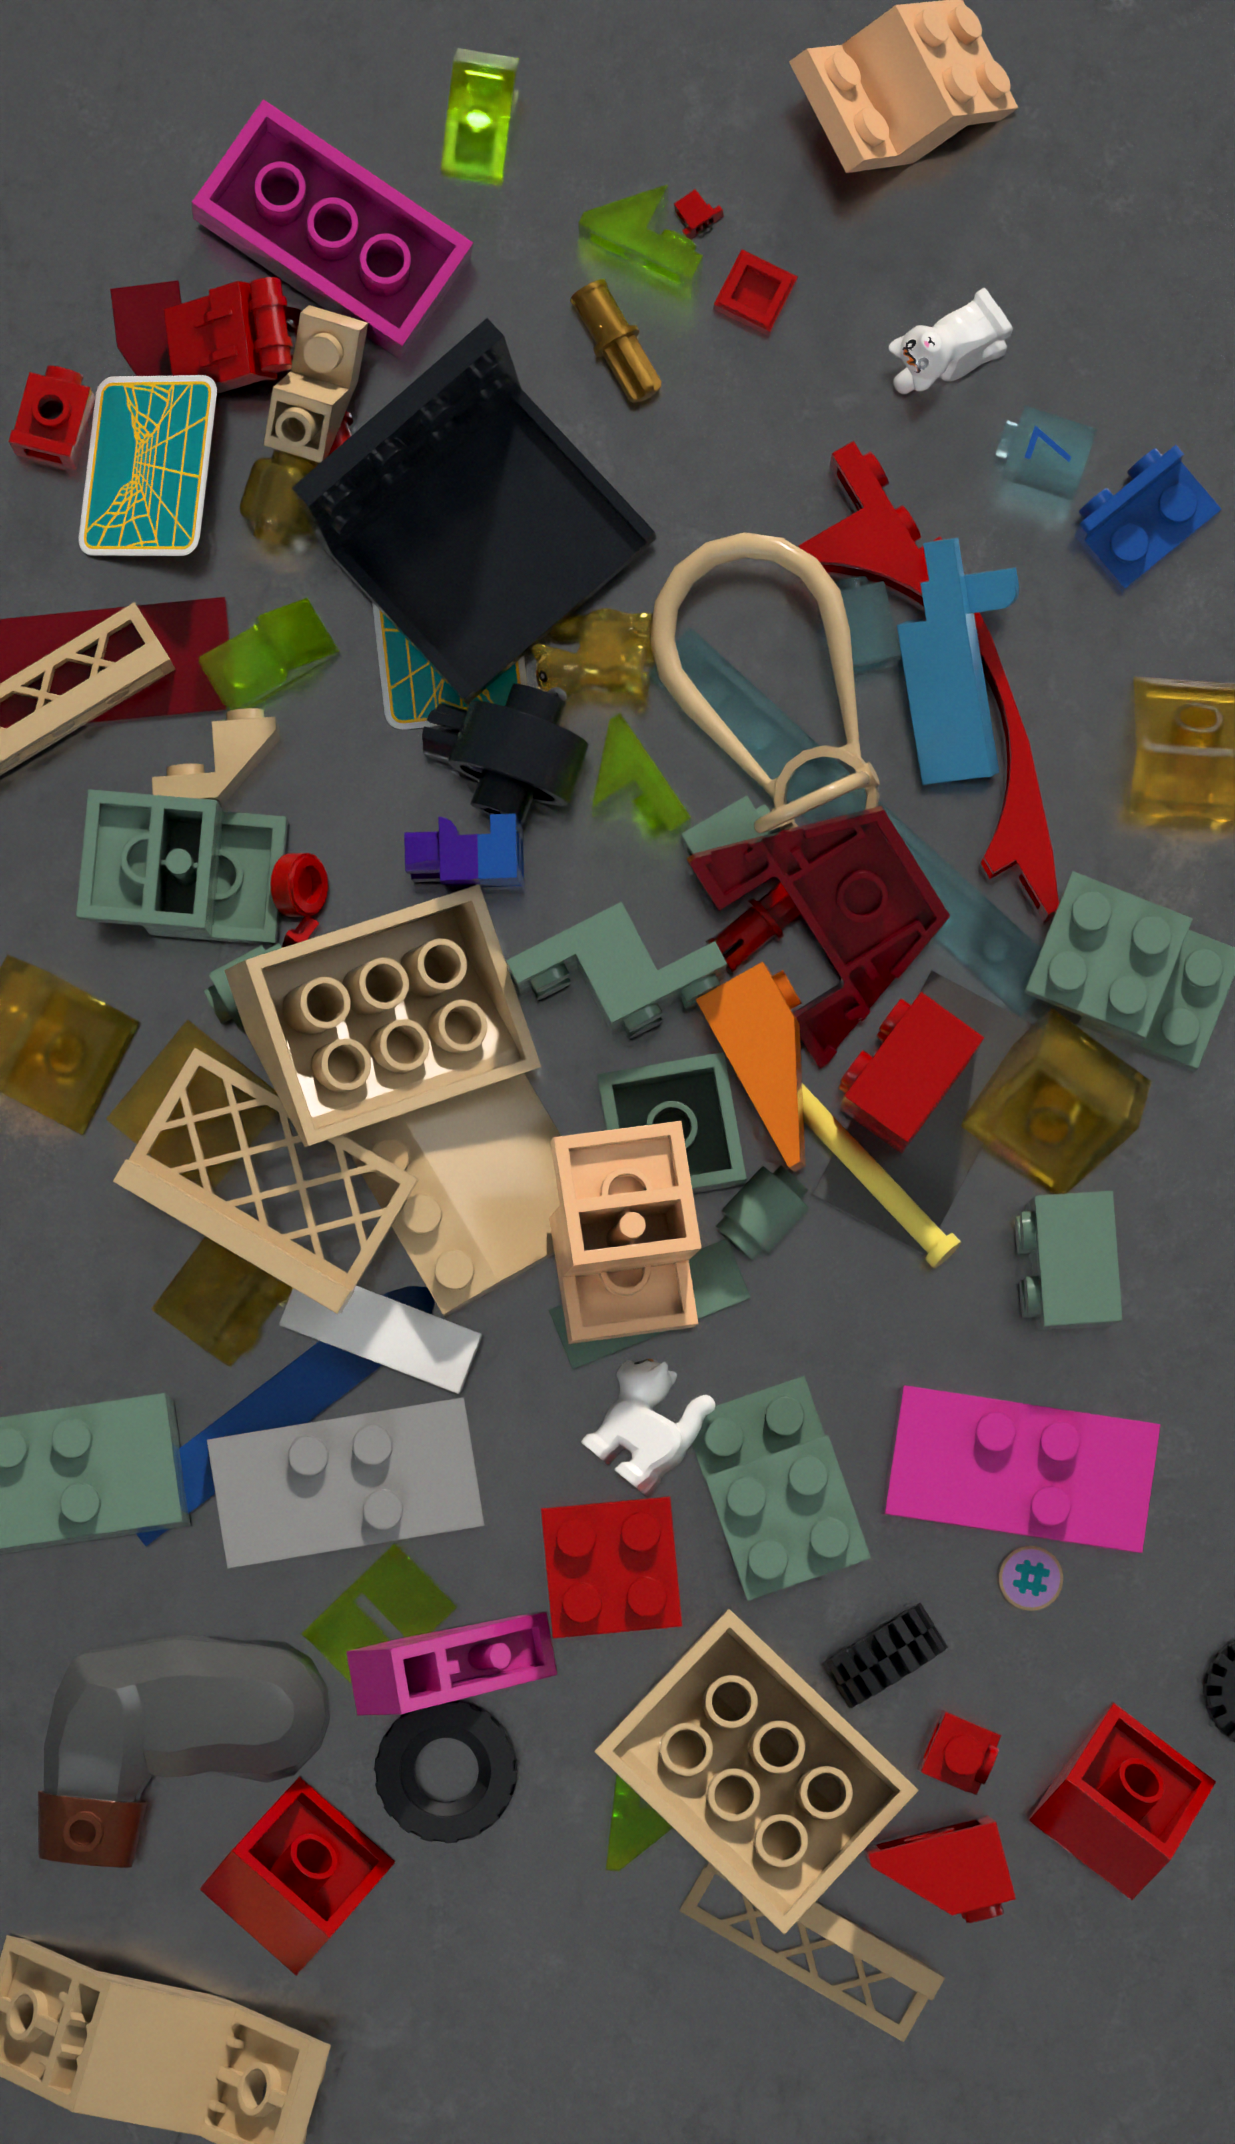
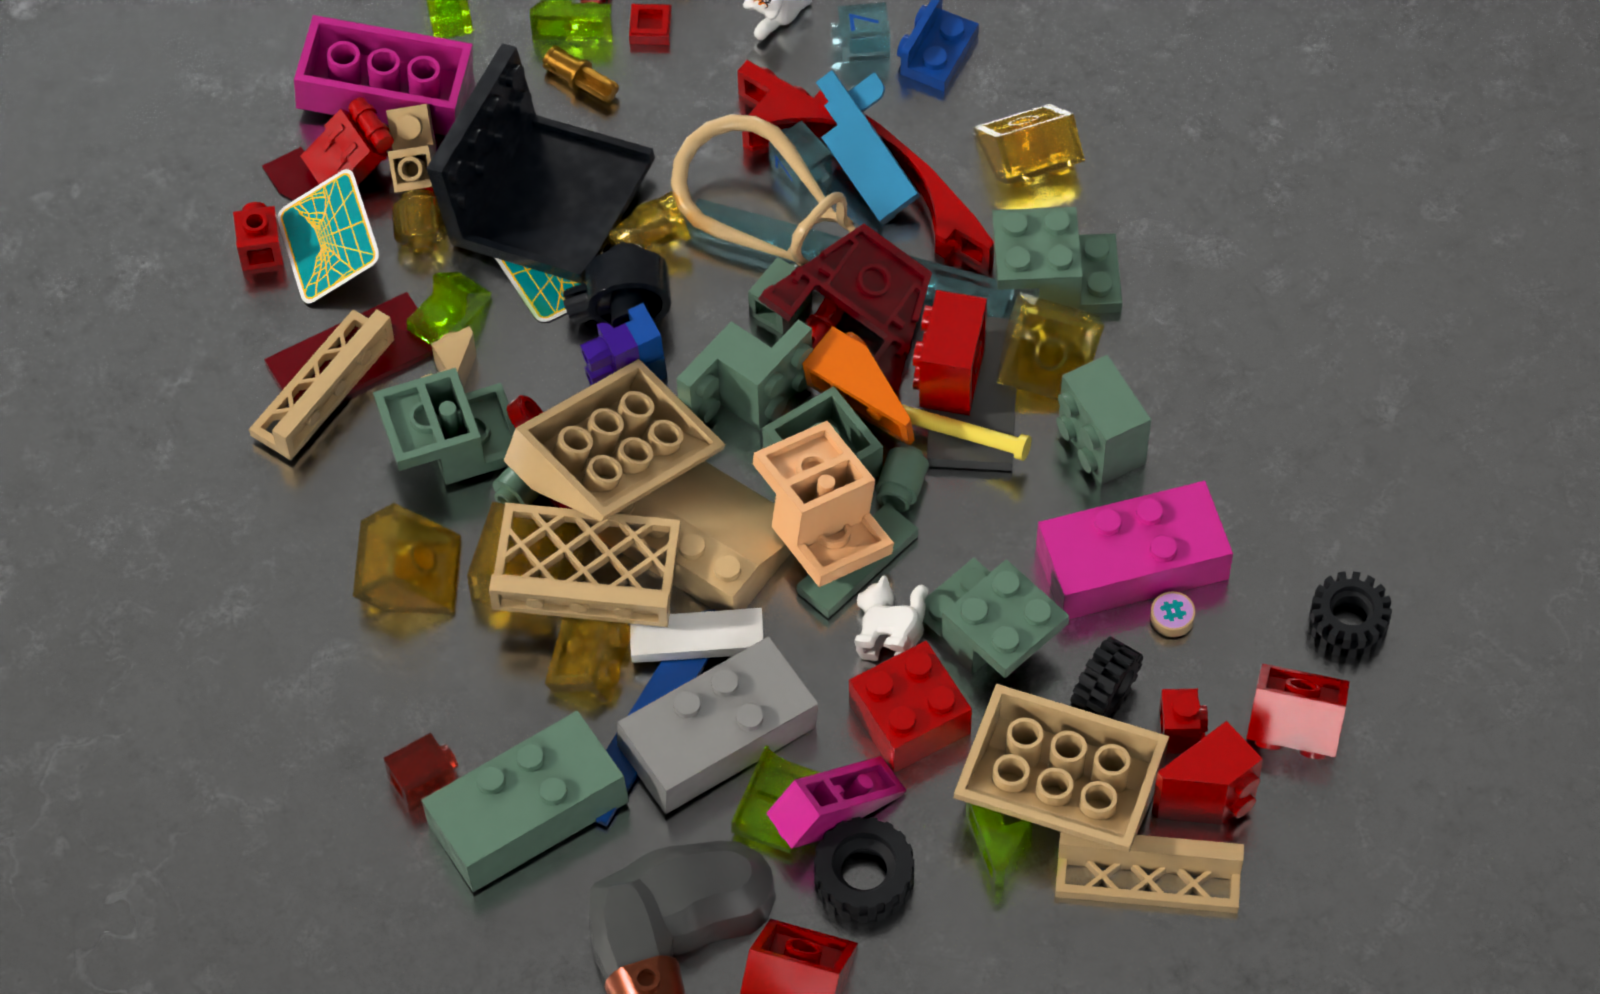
camera: 25 degrees left, 25 degrees down
(628, 767) = (705, 279): clear neon green slope -> none

